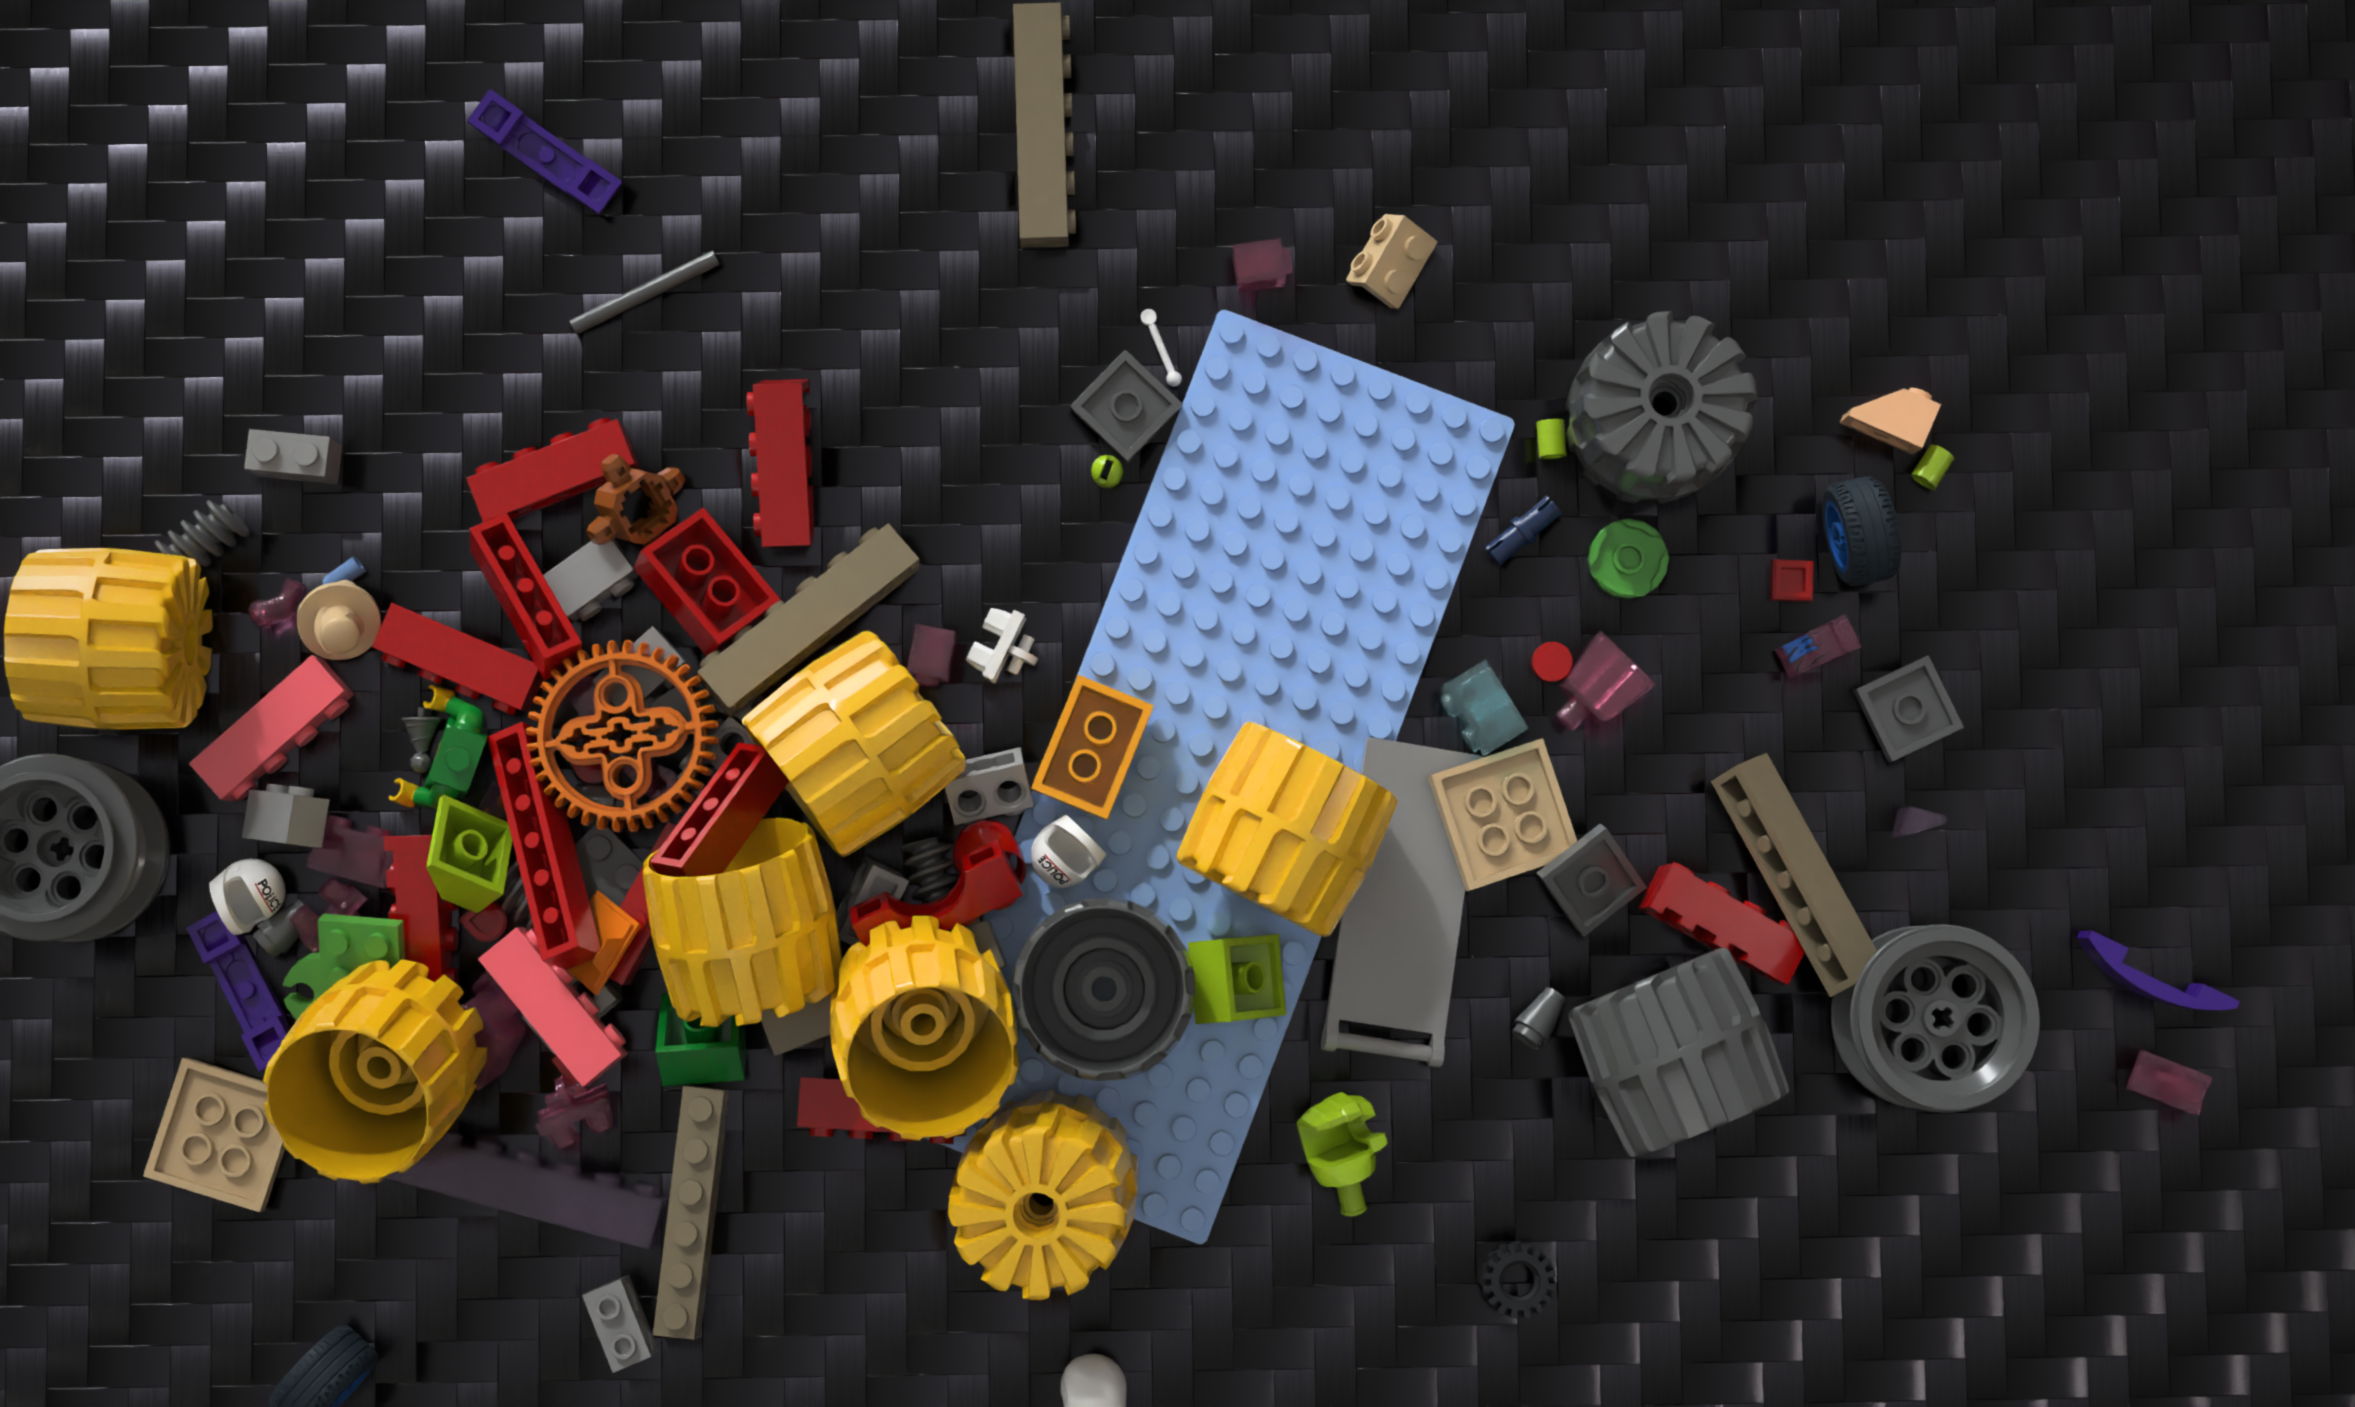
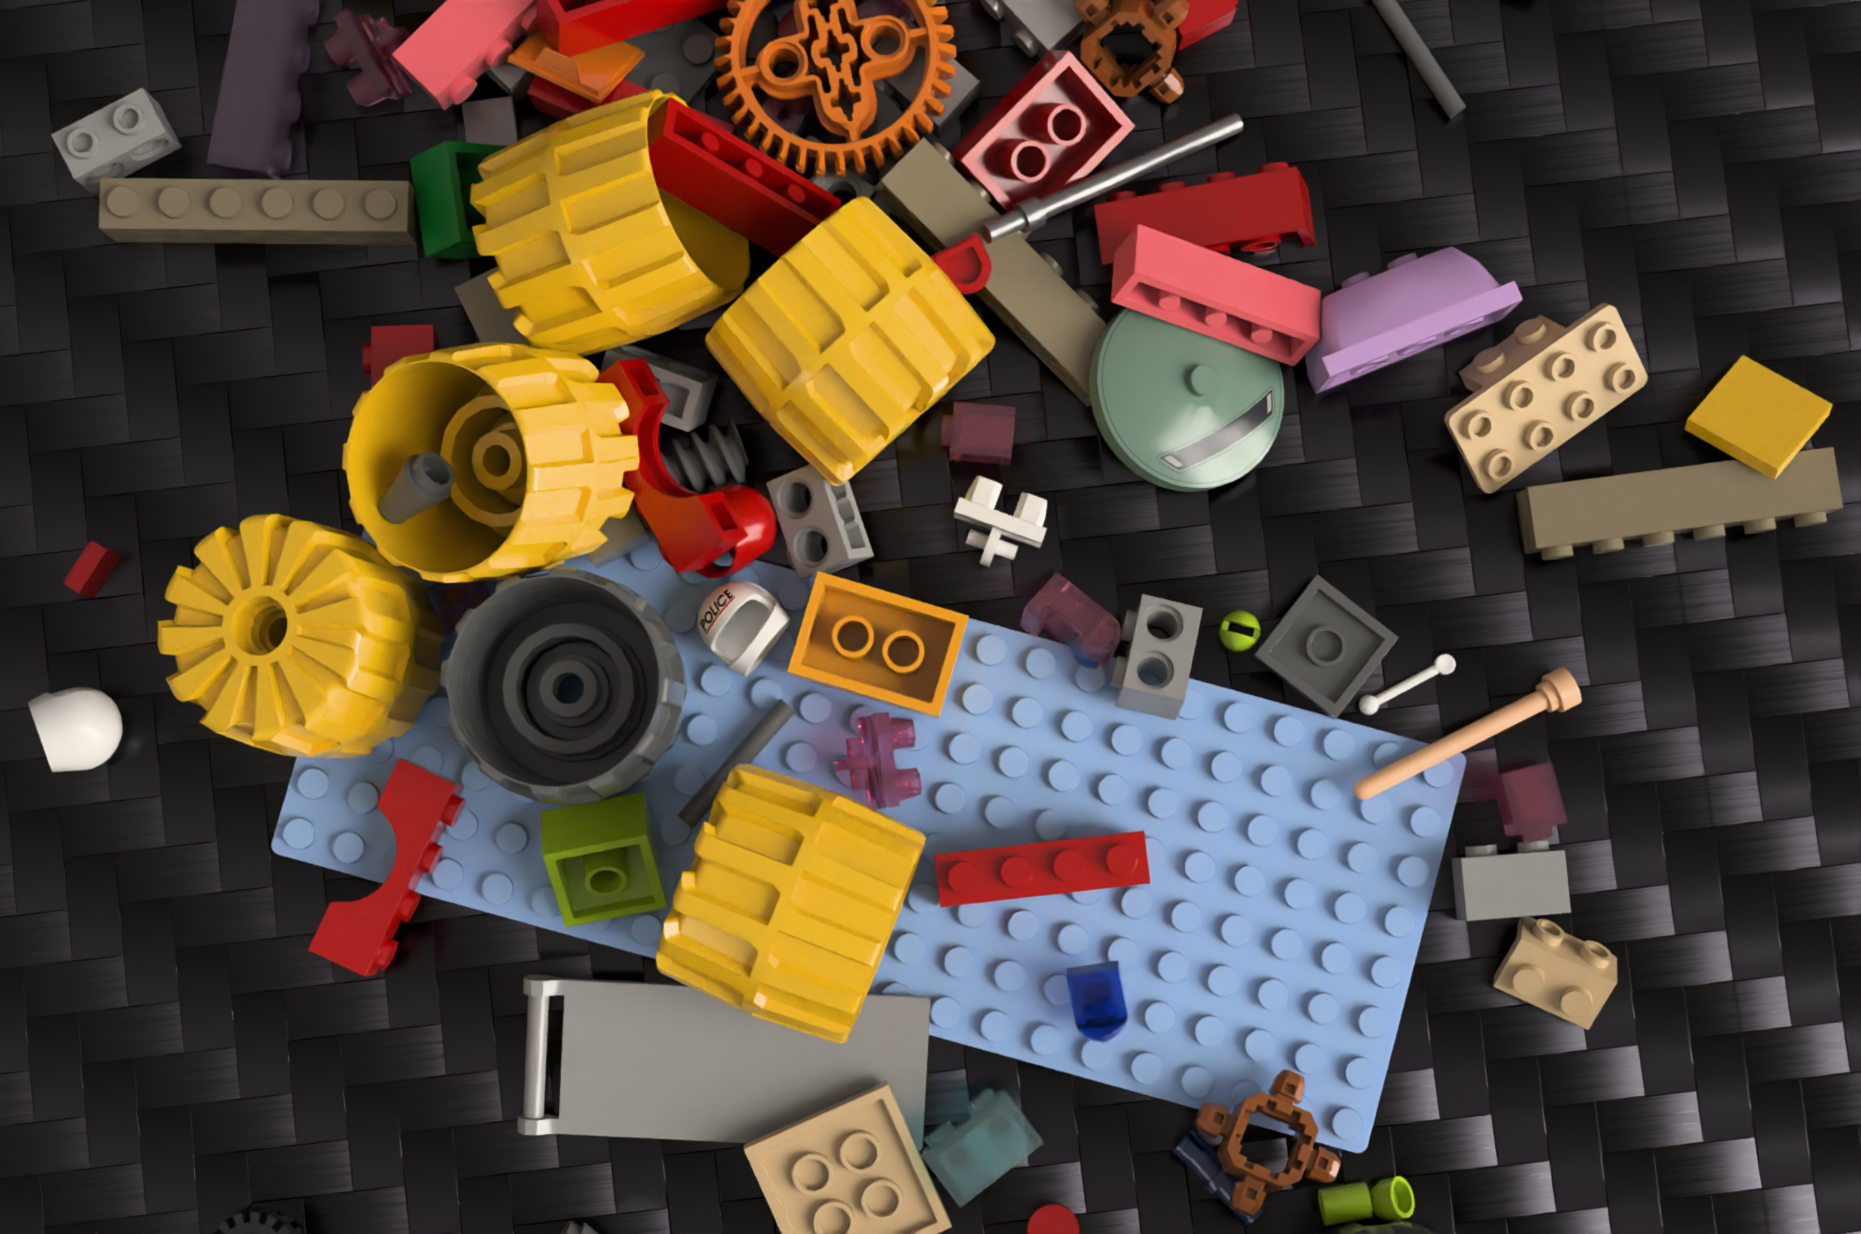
camera: 90 degrees right, 0 degrees up
(639, 1020) = (491, 121): none -> flat silver tile
(765, 592) = (1034, 212): none -> flat silver bar
(801, 648) = (965, 264): none -> red tile
(846, 458) = (1216, 295): none -> coral brick
(873, 320) = (1403, 314): none -> lavender windscreen
(915, 490) = (1182, 402): none -> sand green dish
(939, 1082) = (418, 486): none -> dark grey cone
(945, 219) = (1541, 392): none -> tan bracket
(966, 1369) = (92, 569): none -> red tile
(983, 57) = (1758, 417): none -> yellow tile
(1030, 1074) = (454, 599): none -> slope
(1087, 596) = (1074, 621): none -> clear pink leg
(1125, 528) = (1164, 658): none -> light grey brick
(1172, 869) = (743, 754): none -> dark grey piece
(1179, 235) = (1555, 692): none -> light nougat piece
(1182, 761) = (873, 763): none -> clear pink hips
(1273, 1174) = (418, 809): none -> red arch
(1277, 640) = (1042, 869): none -> red brick
(1321, 287) = (1510, 884): none -> light grey brick
(1341, 1146) = (403, 1014): lime piece -> none
(1381, 608) = (1098, 1000): none -> clear blue plate
(1520, 455) = (1285, 1091): none -> dark orange piece
(1551, 402) = (1392, 1199): none -> lime hinge

